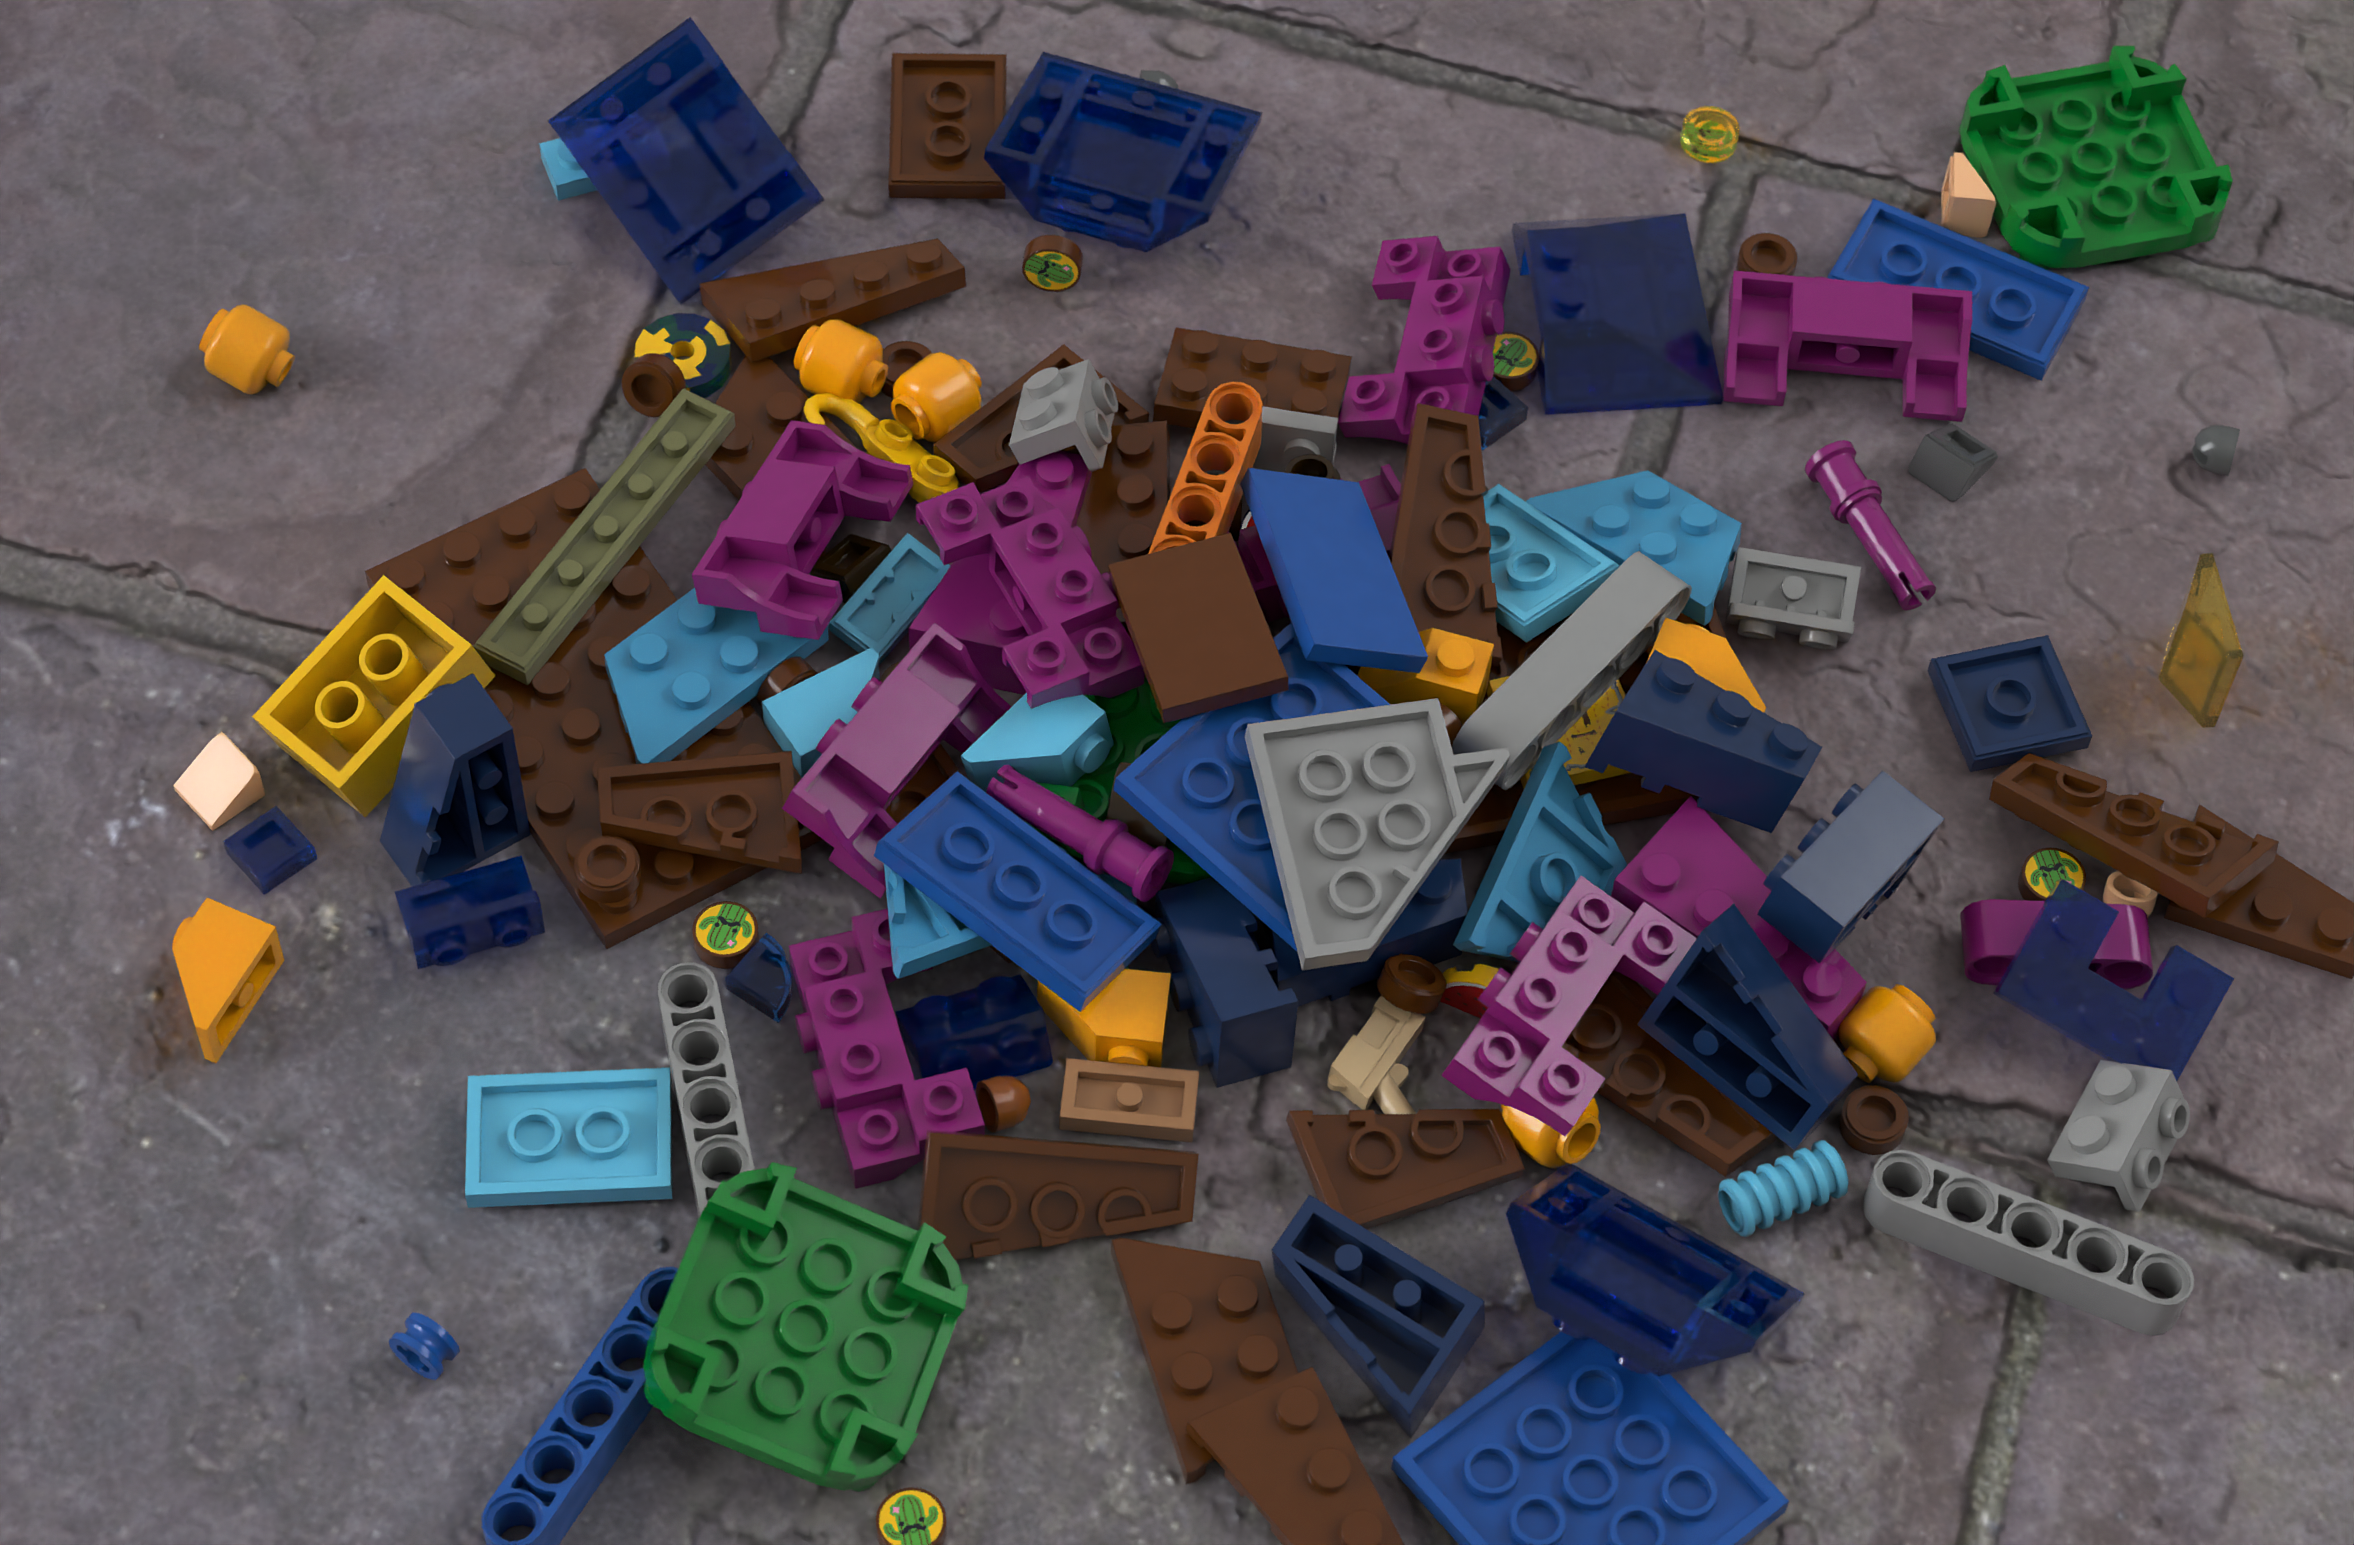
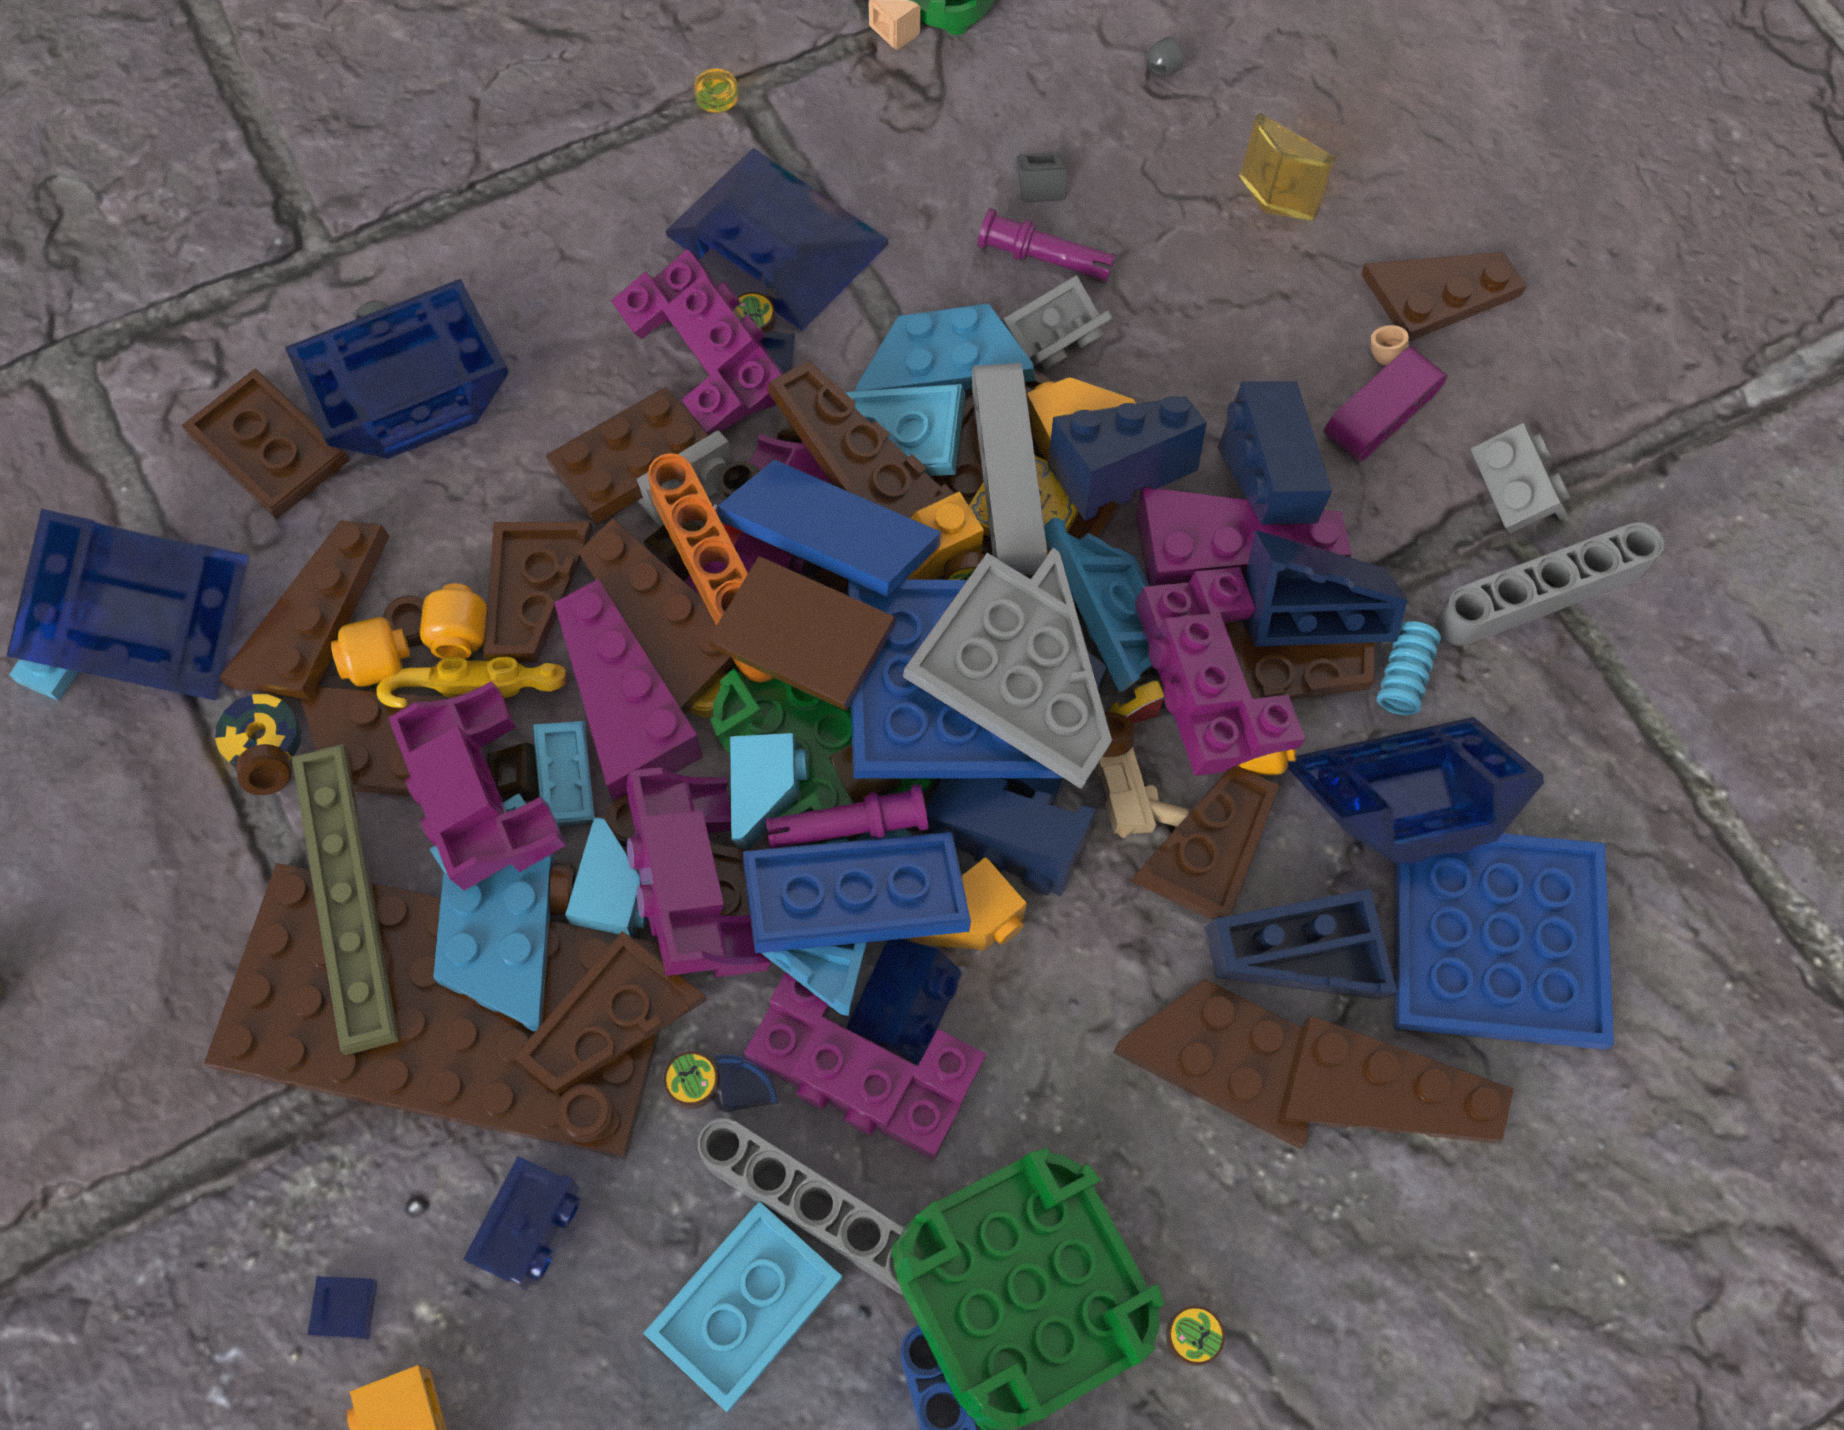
camera: 45 degrees left, 10 degrees up
(220, 782) = (260, 1298): light nougat slope -> none
(357, 690) = (312, 1149): yellow brick -> none
(454, 786) = (436, 1159): dark blue wedge -> none
(1002, 1102) = (966, 1023): dark orange hinge -> none
(1040, 1192) = (1037, 1073): reddish brown wing -> none
(1049, 583) = (672, 683): magenta bracket -> none
(1052, 263) = (429, 476): tile -> none
(1065, 411) = (554, 567): light grey bracket -> none
(1129, 1100) = (1032, 953): medium nougat plate -> none
(1767, 254) = (826, 140): reddish brown tile -> none
(1848, 330) = (919, 143): magenta bracket -> none
(1873, 1120) = (1410, 580): reddish brown tile -> none
(1887, 1033) = (1370, 528): light orange head -> none
(2009, 703) = (1218, 289): dark blue plate -> none
(2016, 305) = (938, 75): blue tile -> none
(2046, 867) = (1340, 370): tile -> none
(2056, 987) = (1422, 427): clear blue plate -> none
(2131, 833) = (1379, 305): reddish brown wing -> none

